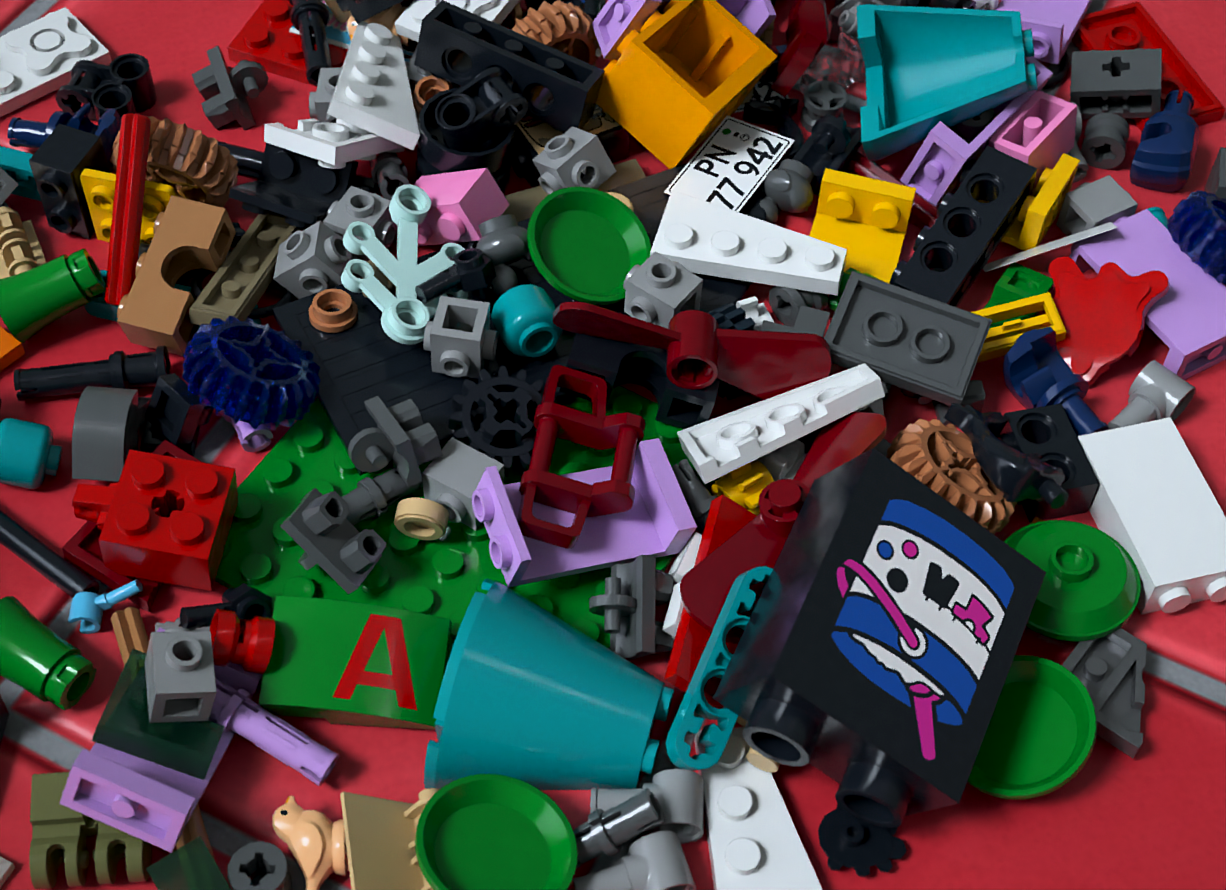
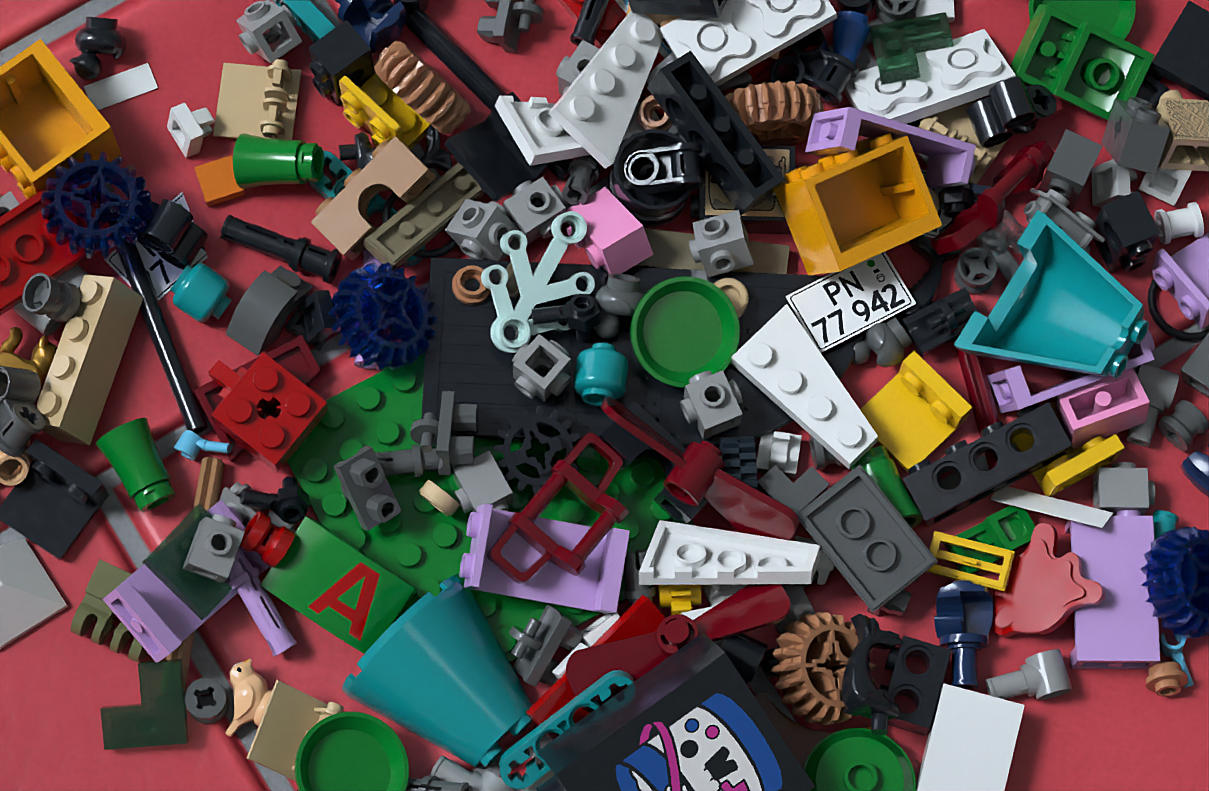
camera: 30 degrees right, 20 degrees up
(127, 206) = (359, 130): red axle -> none

